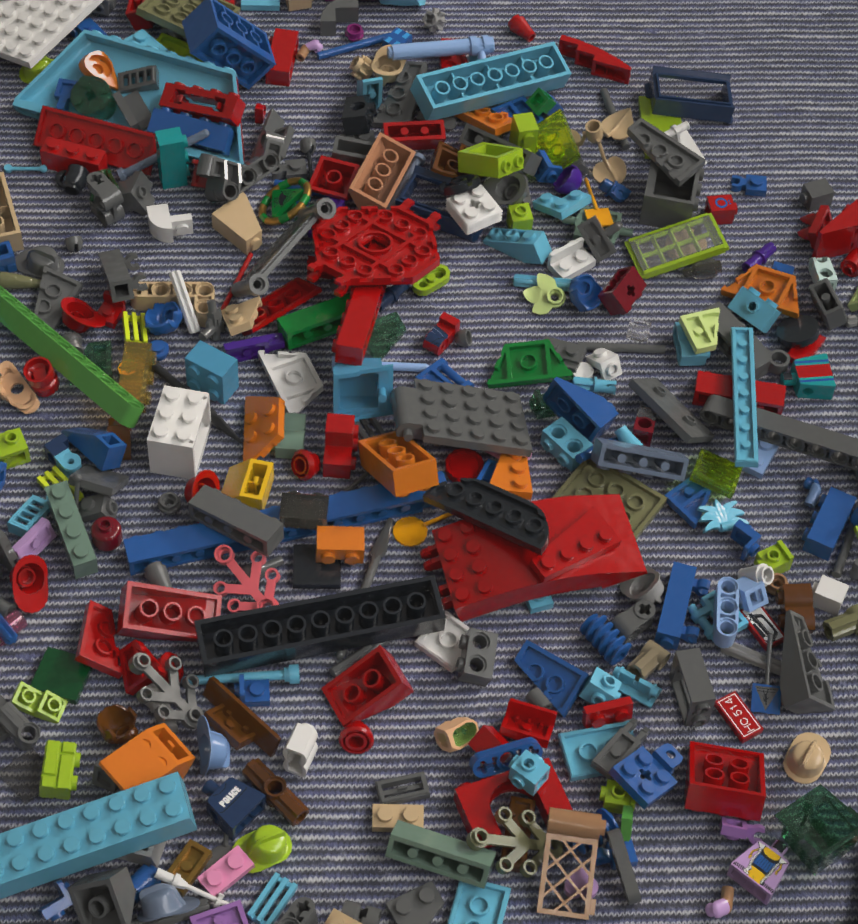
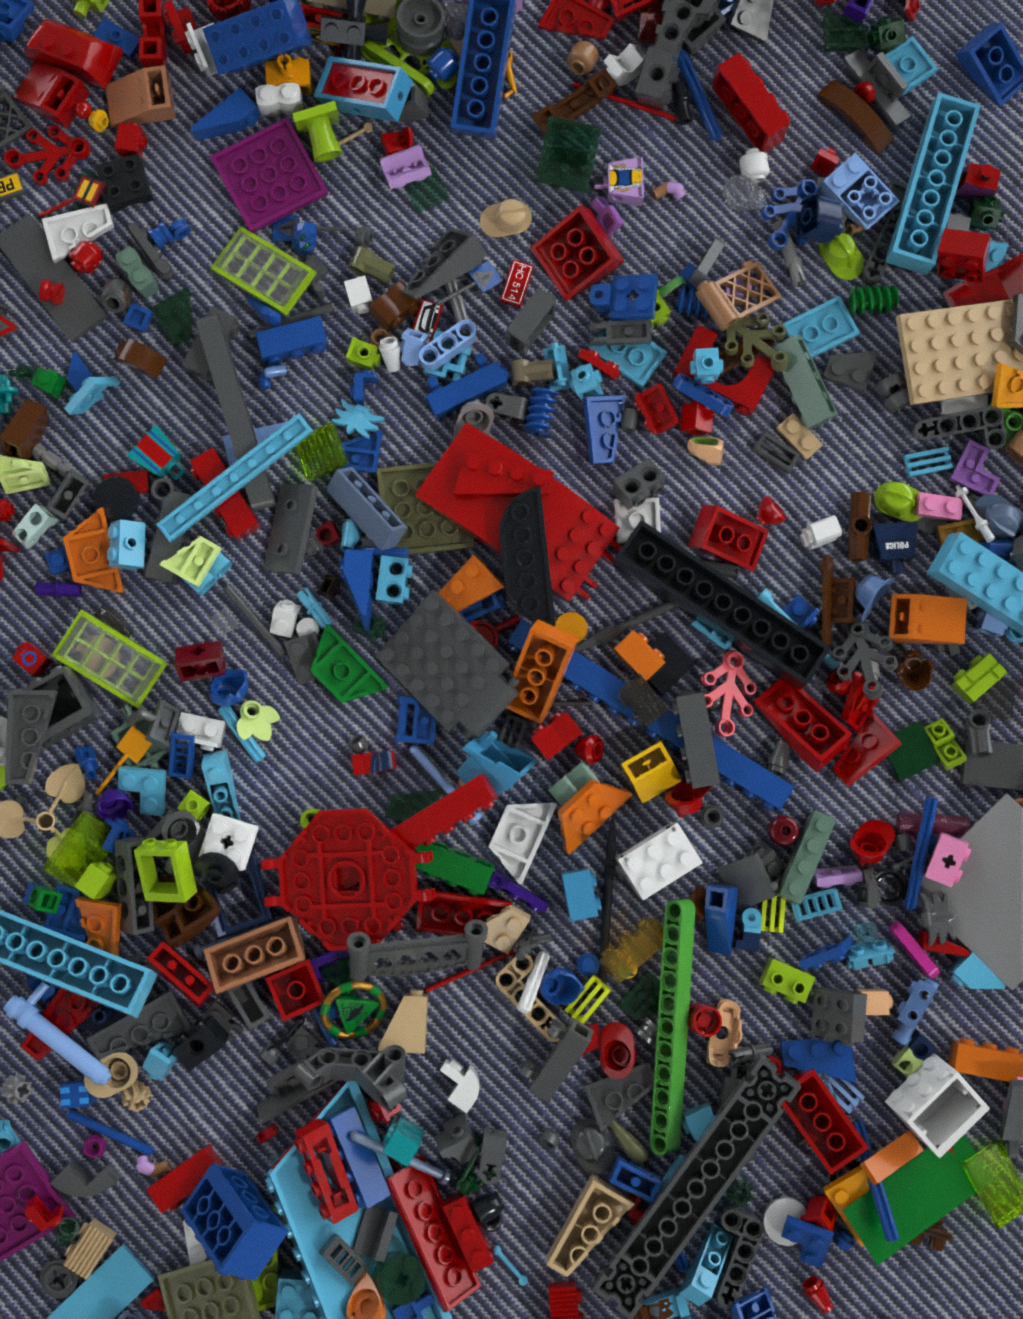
camera: 130 degrees left, 30 degrees up
(562, 233) = (179, 771): none -> blue slope

